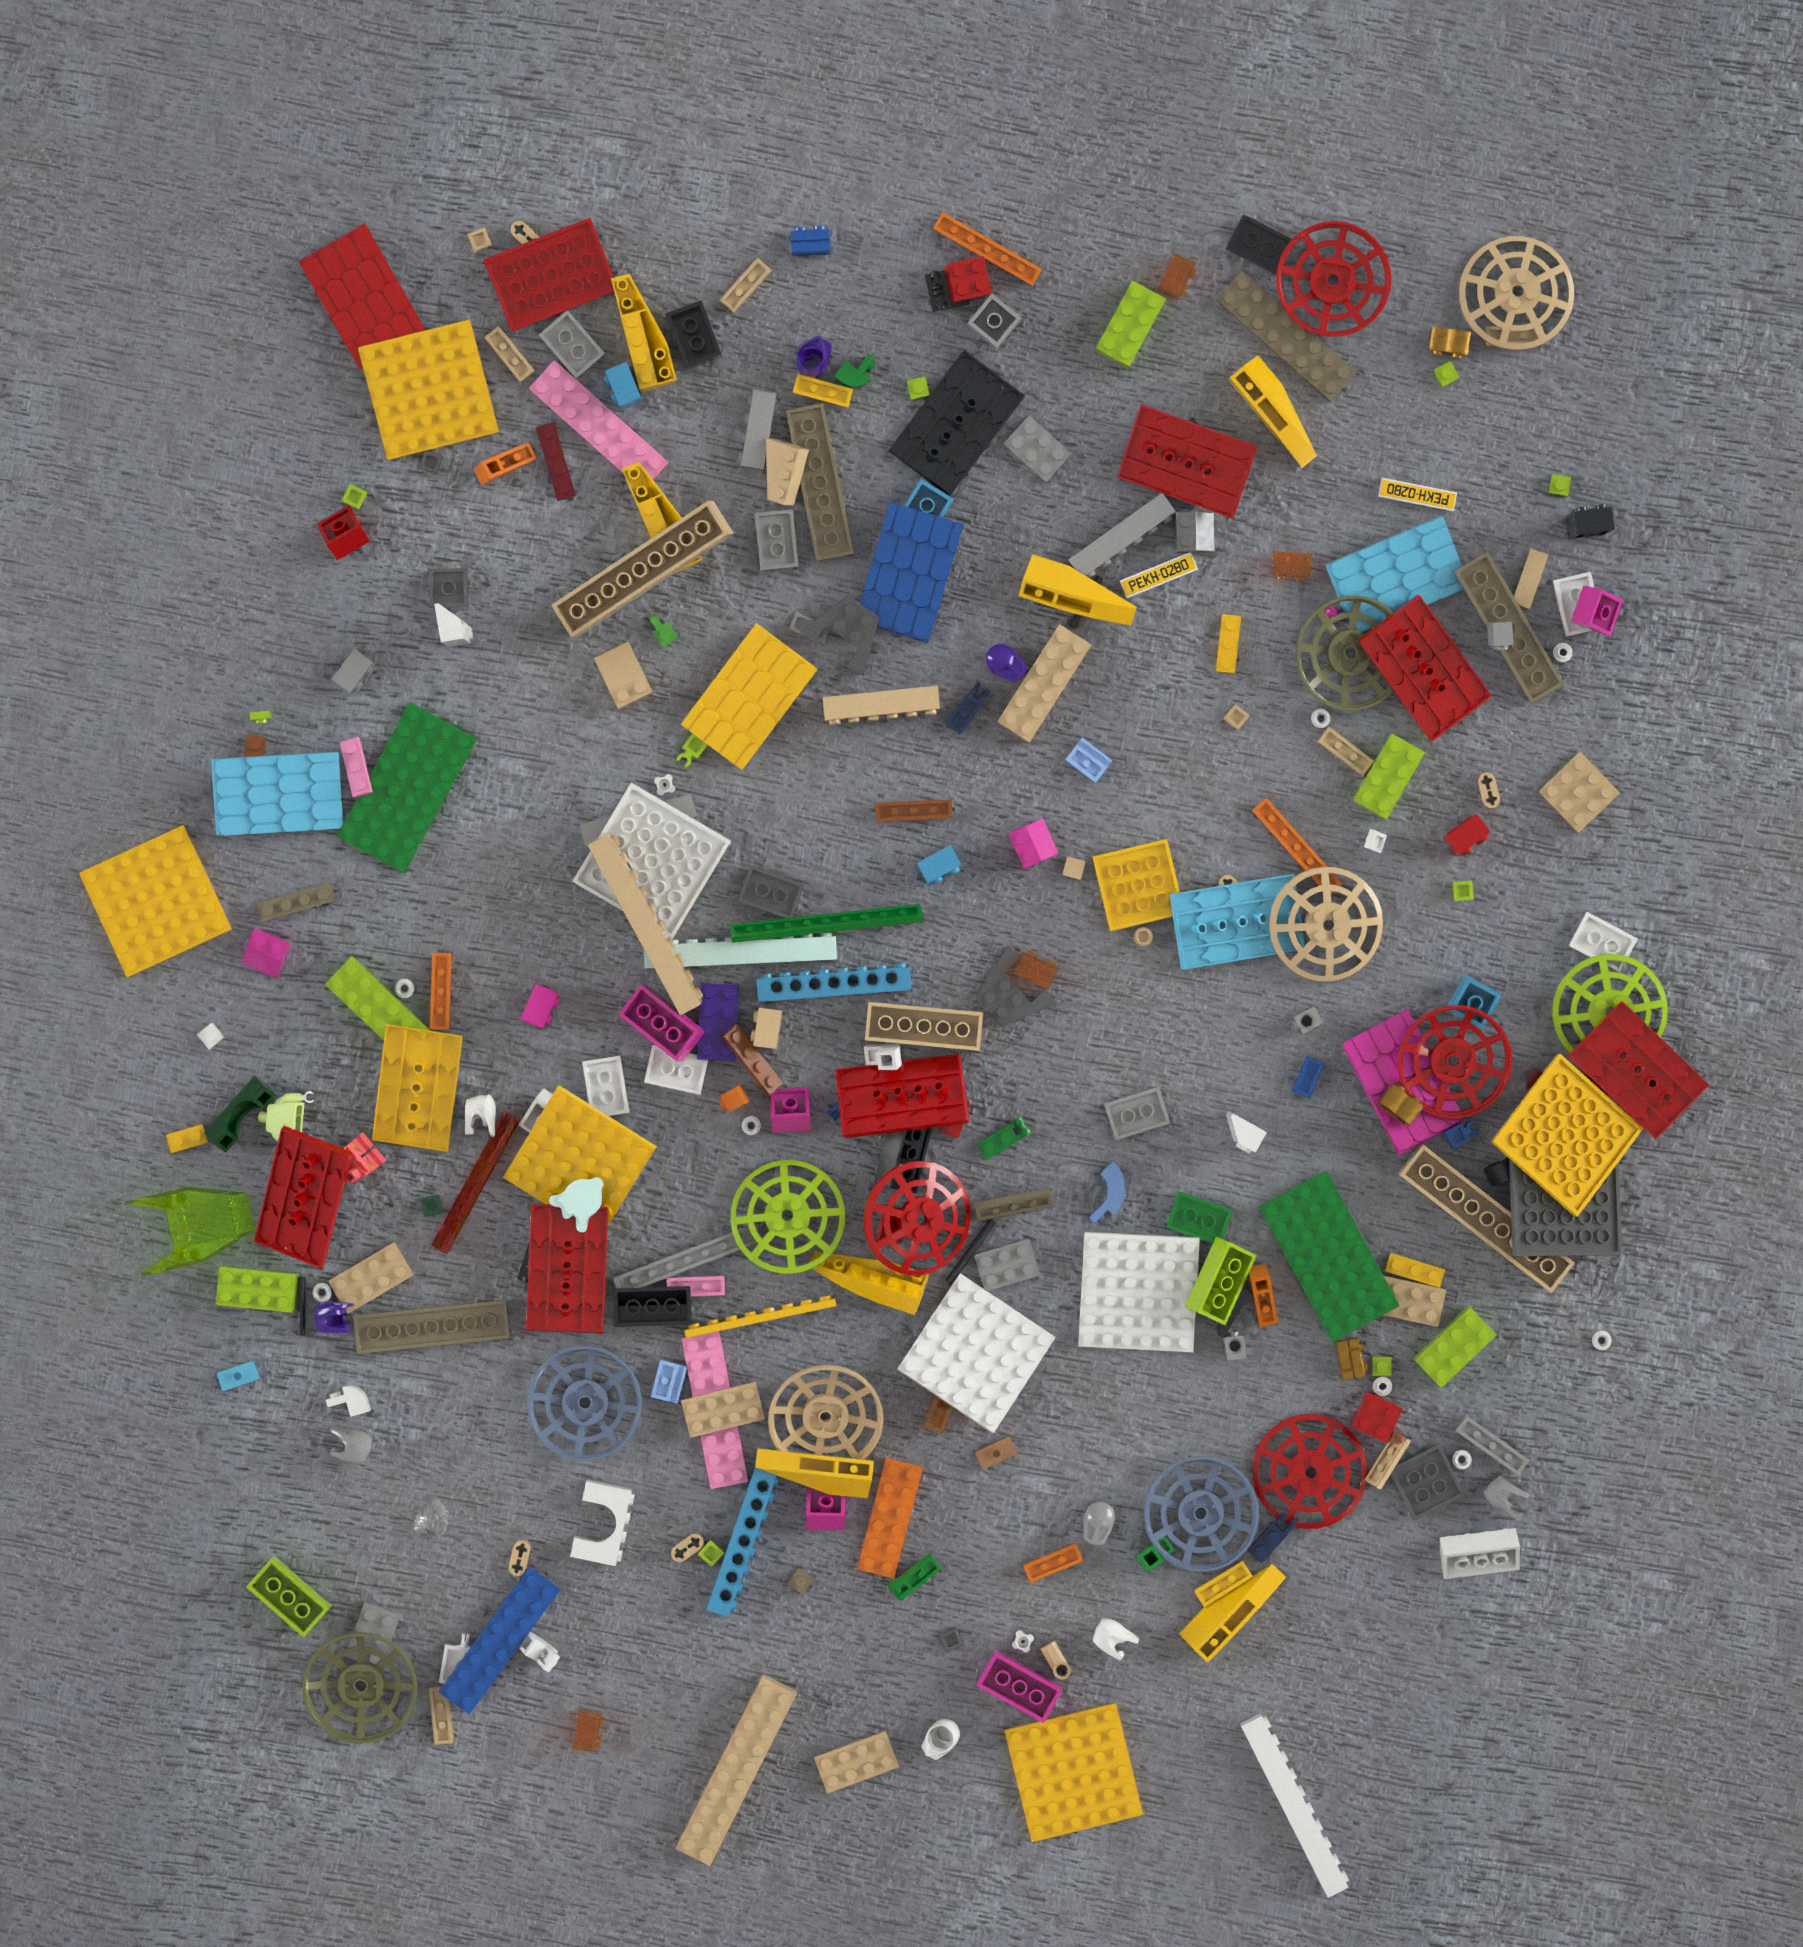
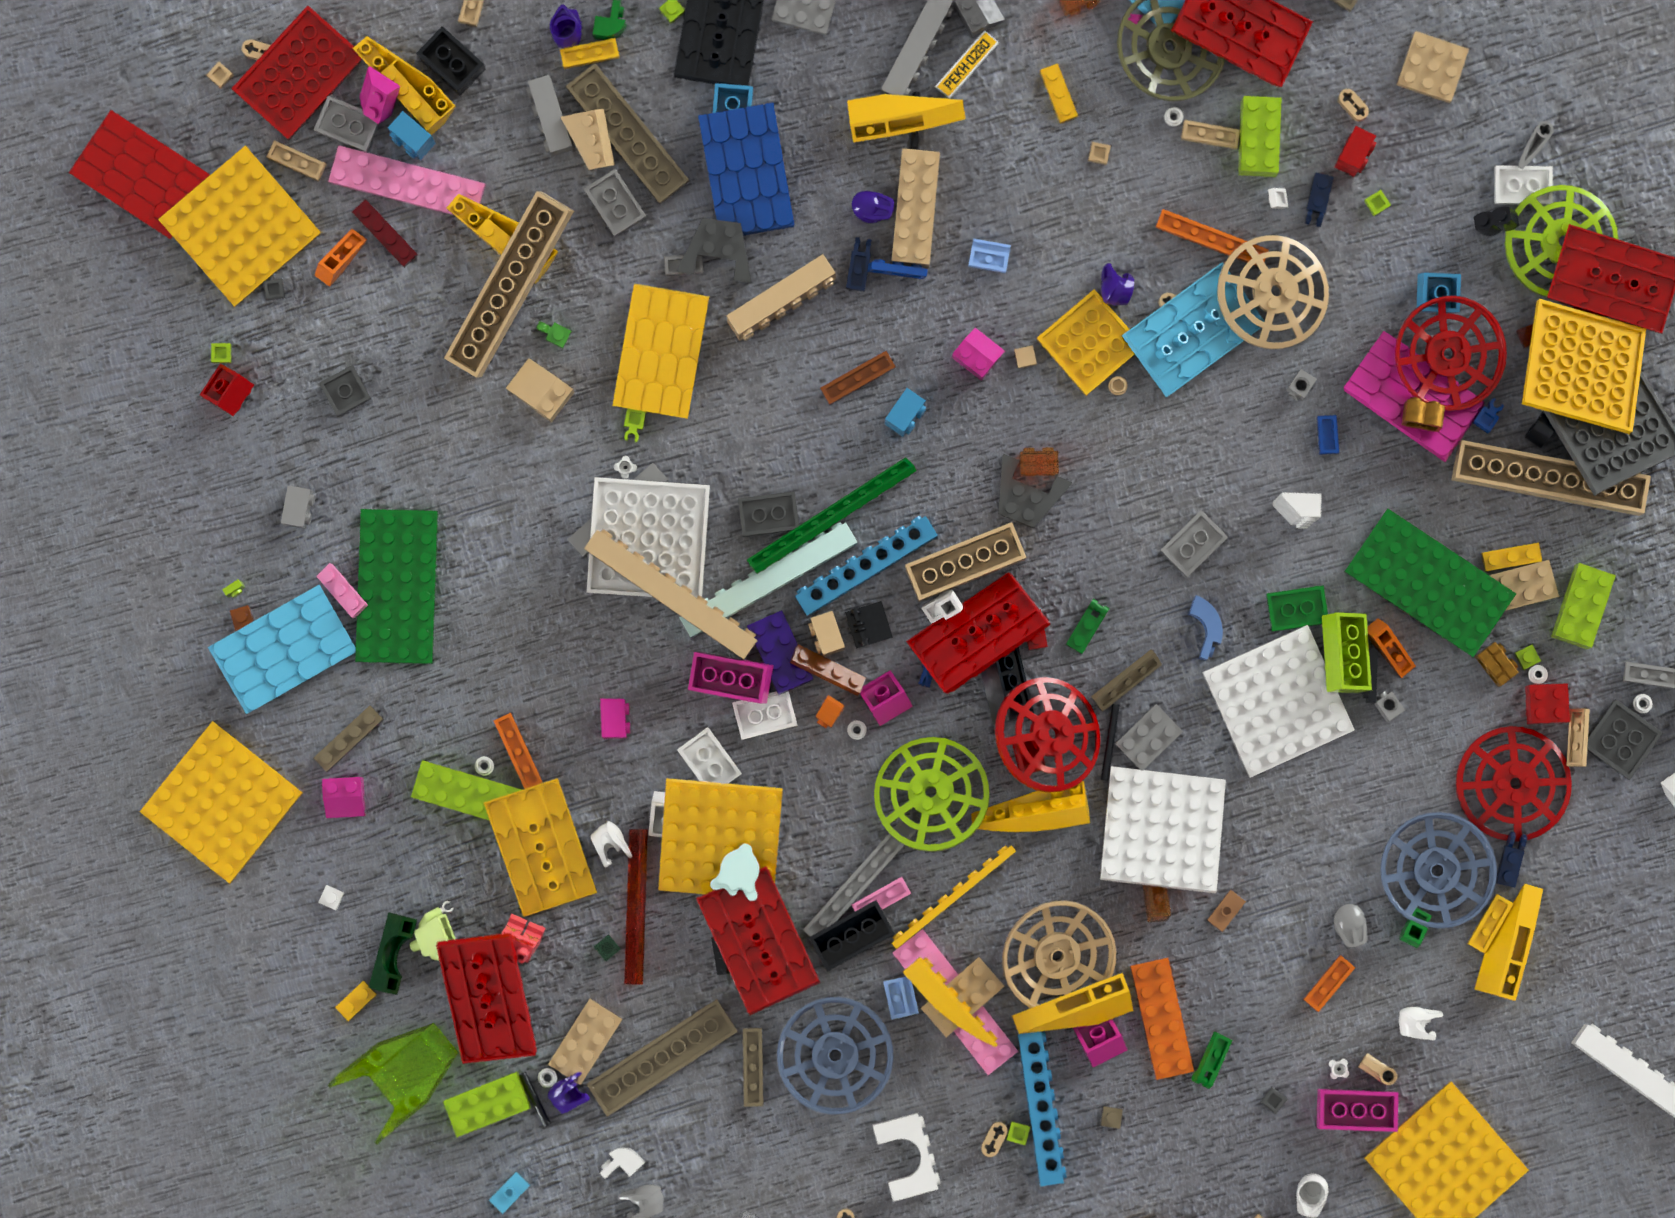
camera: 30 degrees left, 5 degrees down
(451, 628) = (367, 420): white slope -> none
(507, 1375) = (753, 1067): none -> dark tan plate
(611, 334) = (378, 96): none -> dark pink slope
(705, 1405) = (945, 999): none -> yellow wedge
(810, 1037) = (868, 624): none -> black hinge
(999, 730) = (897, 269): none -> blue plate
(1185, 849) = (1114, 288): none -> dark purple helmet
(1413, 858) = (1319, 197): none -> dark blue hinge
(1559, 963) = (1493, 222): none -> black brick
(1632, 910) = (1536, 143): none -> light grey piece

